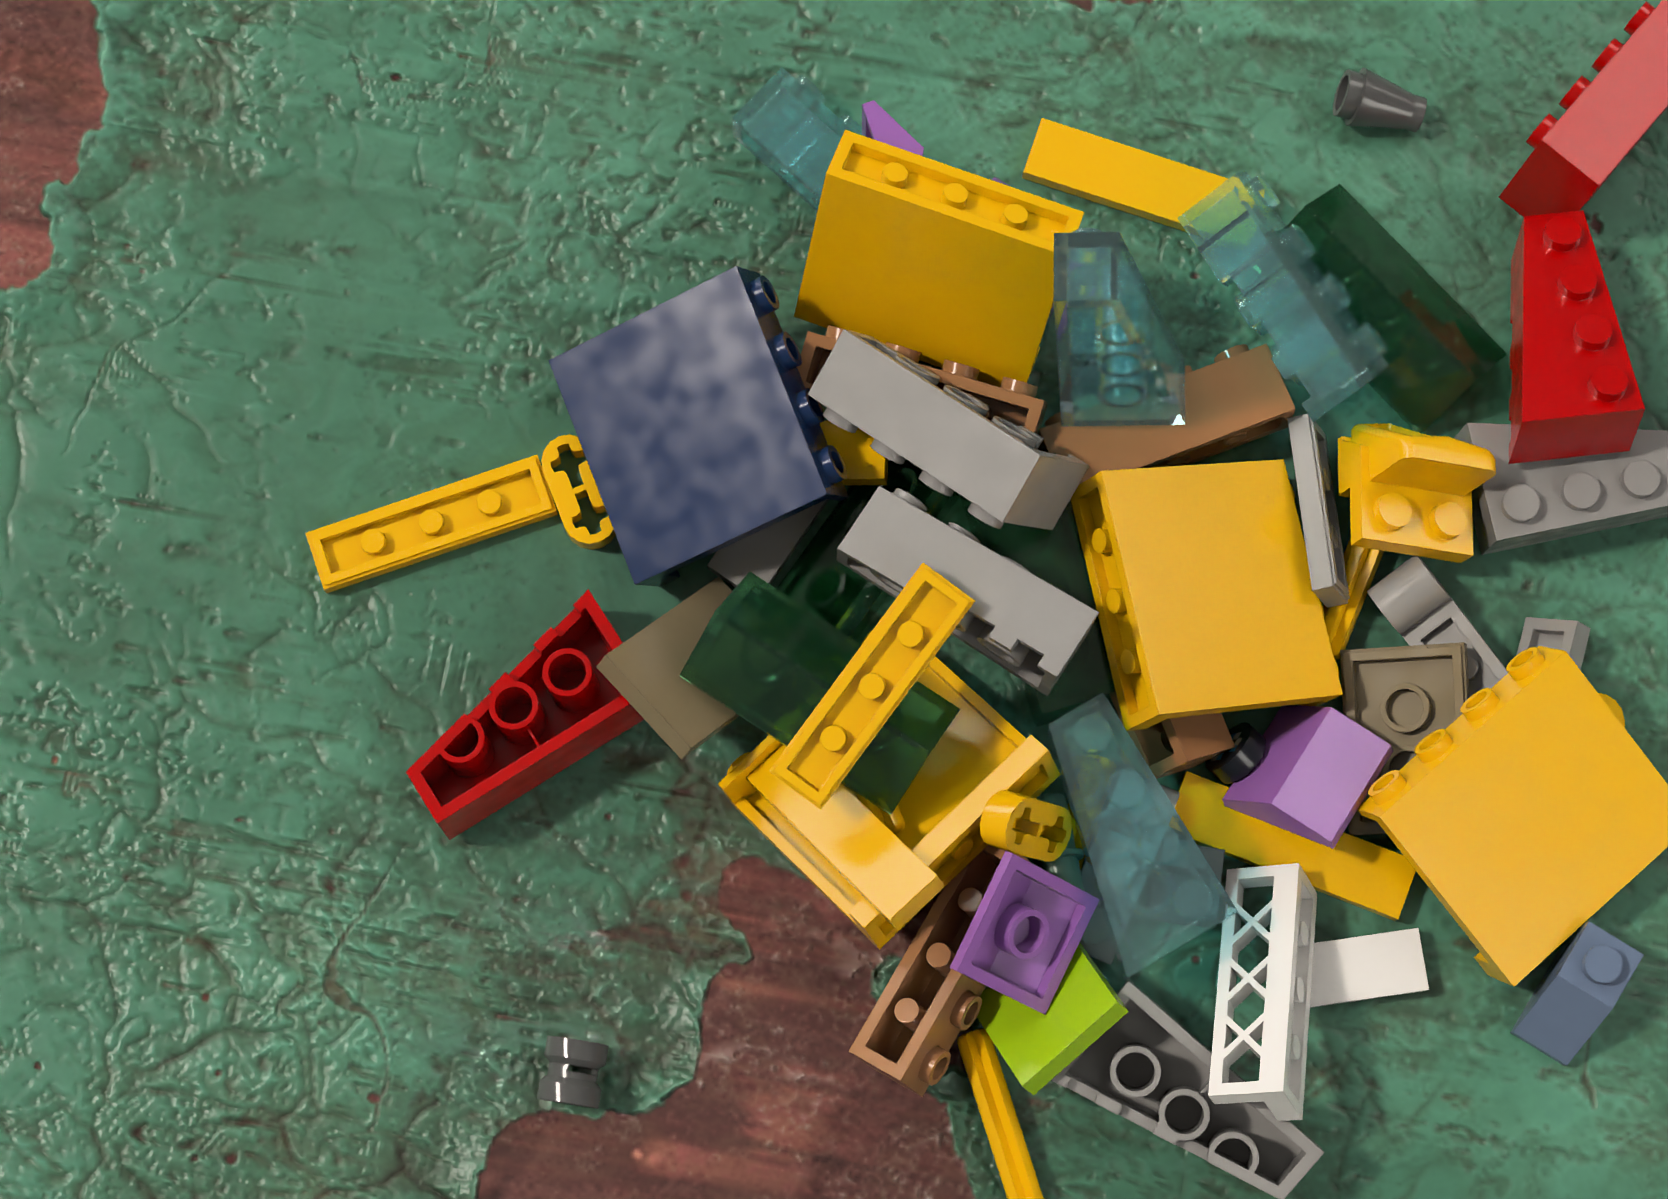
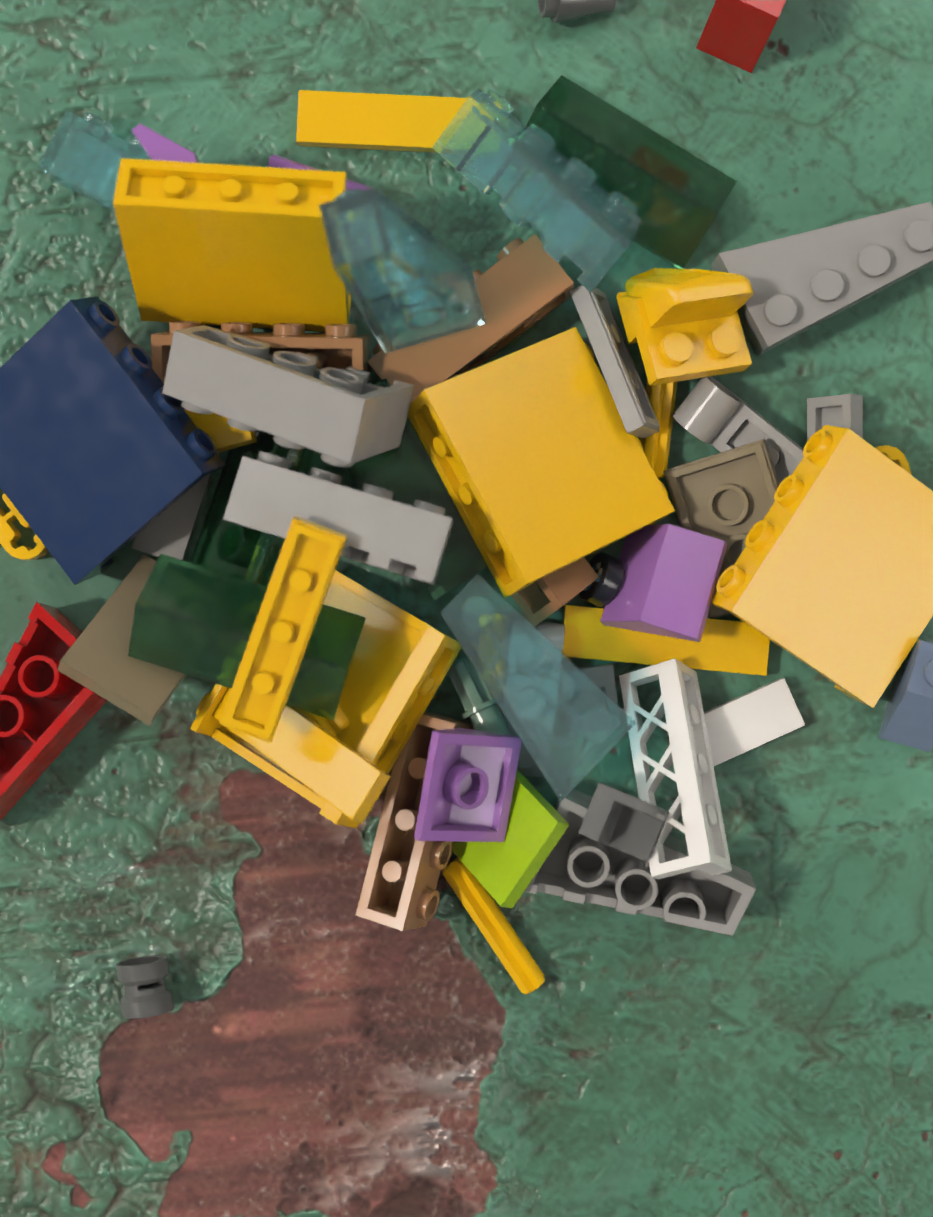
camera: 15 degrees left, 10 degrees up
(1026, 825) = (444, 700): yellow beam -> none
(1193, 1022) = (623, 822): none -> dark grey panel
(1567, 351) = (786, 168): red wedge -> none

